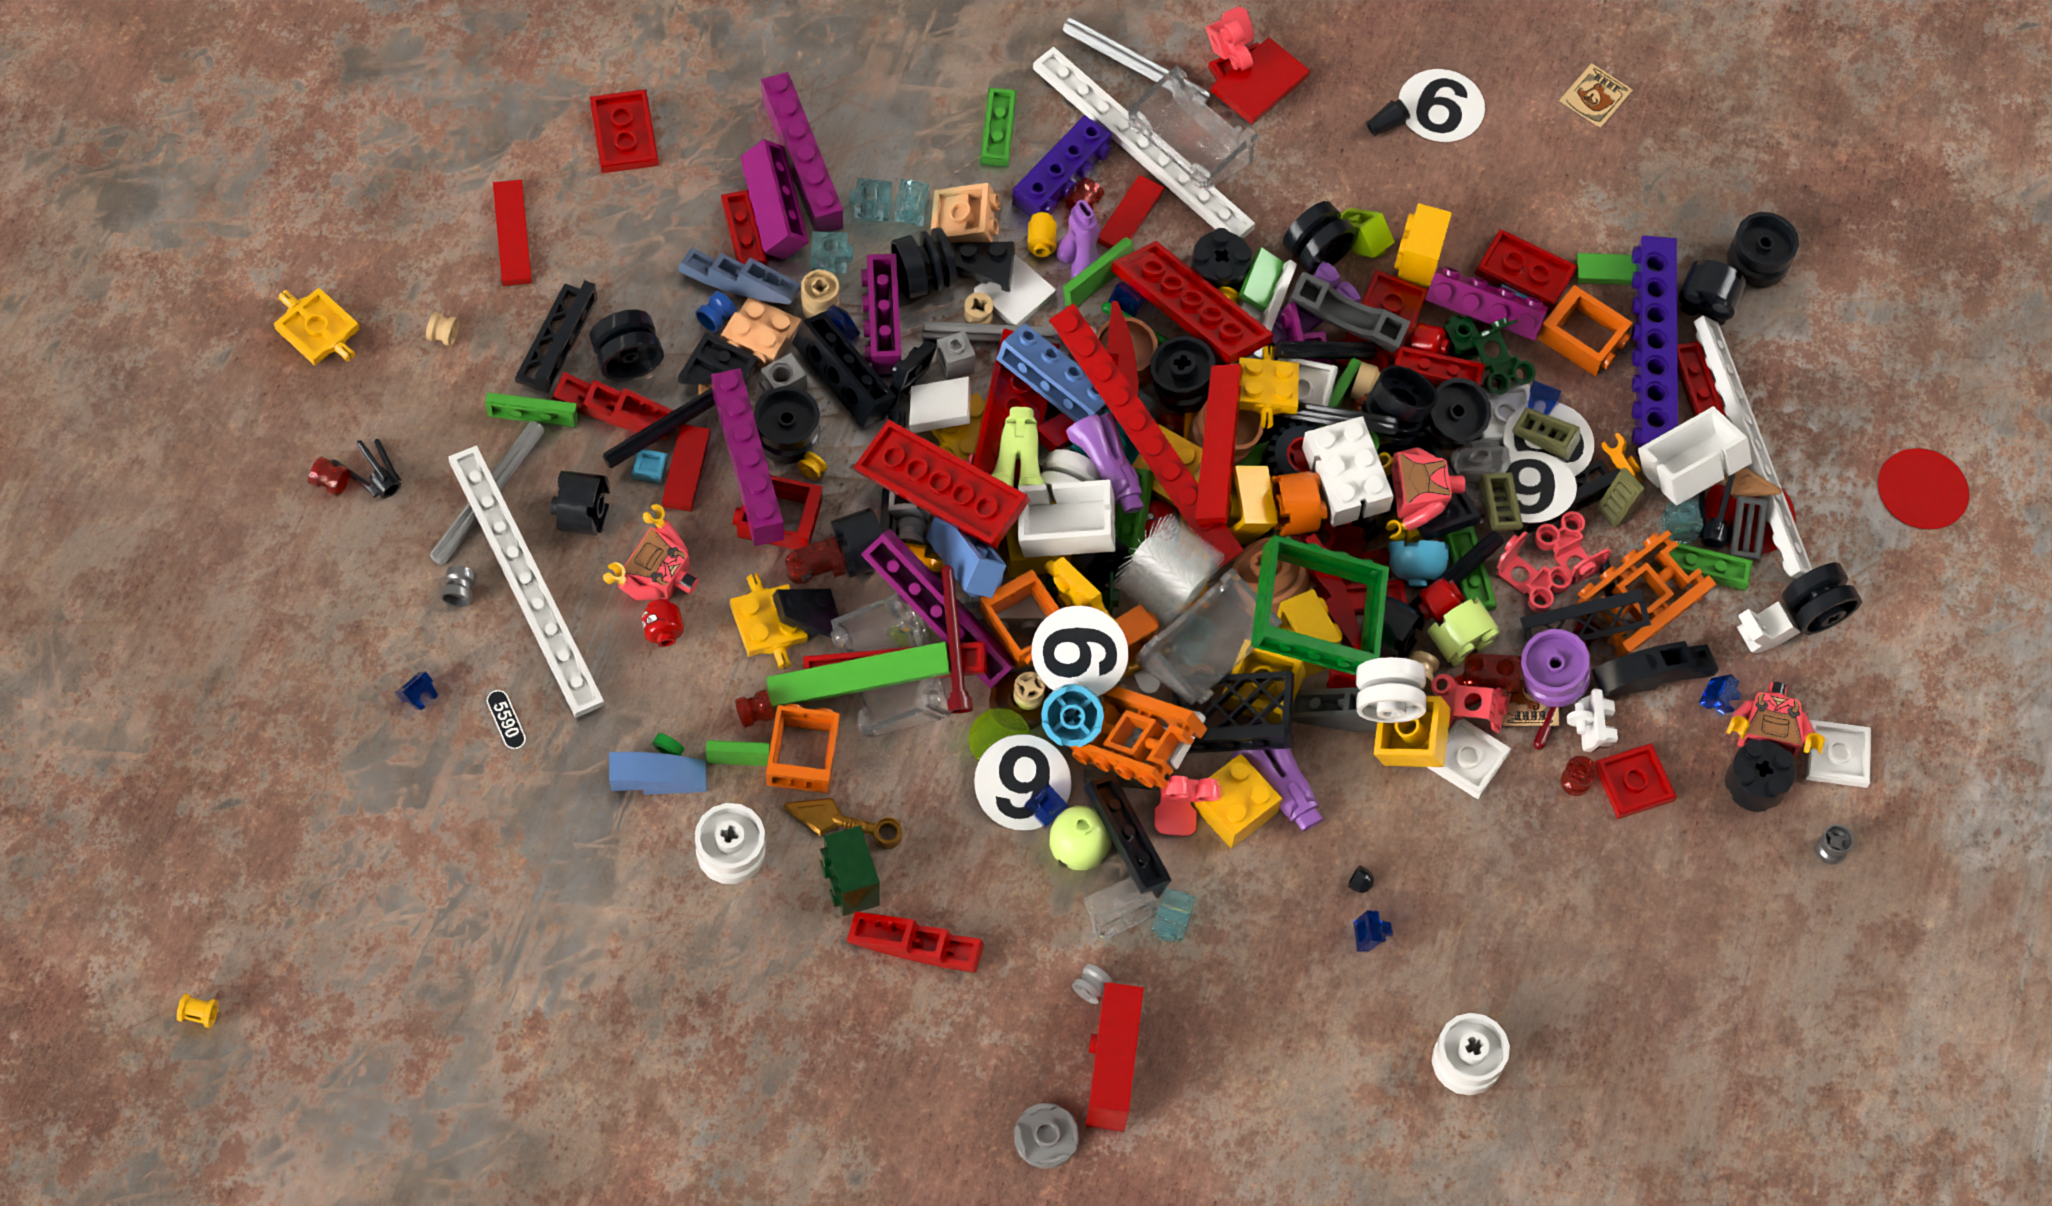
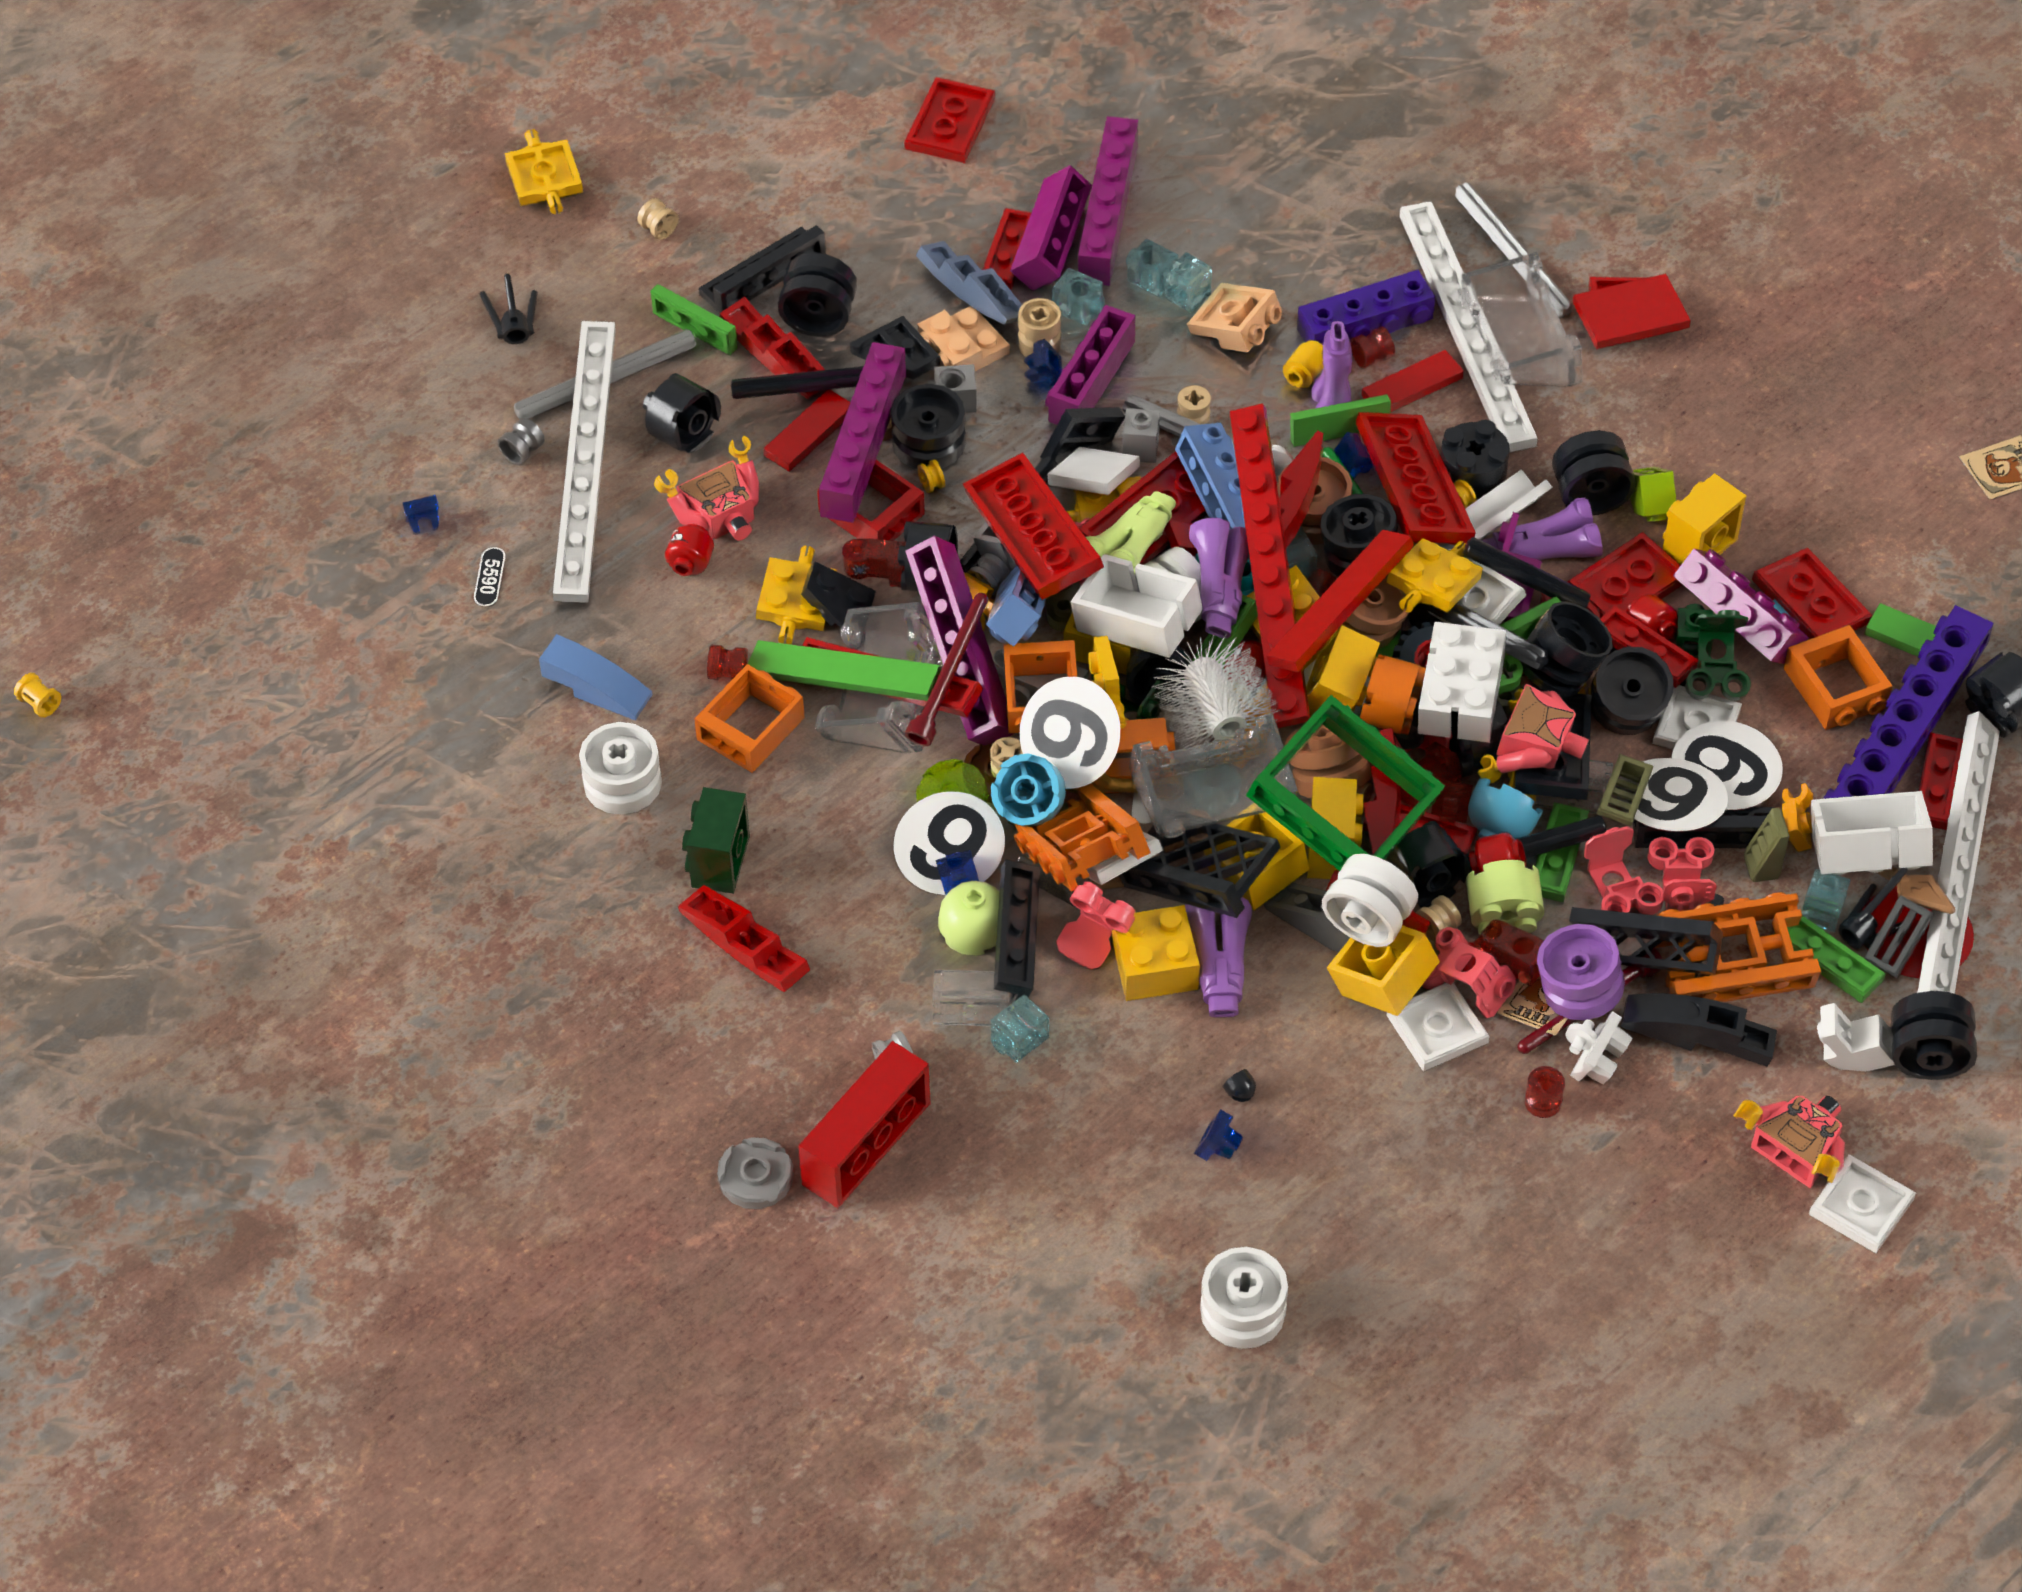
camera: 35 degrees right, 10 degrees down
(327, 475) = (467, 301): clear red wheel -> none
(512, 232) = (782, 165): red tile -> none
(649, 466) = (775, 414): medium azure tile -> none
(667, 745) = (621, 658): green tile -> none
(715, 312) = (928, 304): blue wheel -> none
(737, 753) = (680, 691): bright green tile -> none
(824, 816) = (730, 780): pearl gold piece -> none
(843, 369) = (1017, 399): black brick -> none
(929, 261) = (1161, 337): black wheel -> none
(986, 262) = (1231, 365): black wing -> none
(998, 127) = (1328, 254): bright green tile -> none
(1027, 294) = (1242, 393): white tile -> none
(1230, 37) = (1629, 257): coral piece -> none
(1261, 279) = (1505, 487): tile -> none
(1367, 323) = (1554, 530): dark grey arch -> none
(1389, 117) = (1751, 398): black cone -> none
(1442, 105) = (1822, 412): white sticker -> none
(1480, 458) = (1640, 746): light grey tile -> none
(1546, 394) = (1743, 711): clear blue tile -> none
(1552, 445) = (1738, 773): olive slope -> none
(1635, 781) = (1608, 1128): red tile -> none
(1720, 692) = (1759, 1082): clear blue tile -> none
(1760, 775) = (1751, 1179): black brick -> none
(1836, 837) = (1794, 1285): flat silver wheel -> none

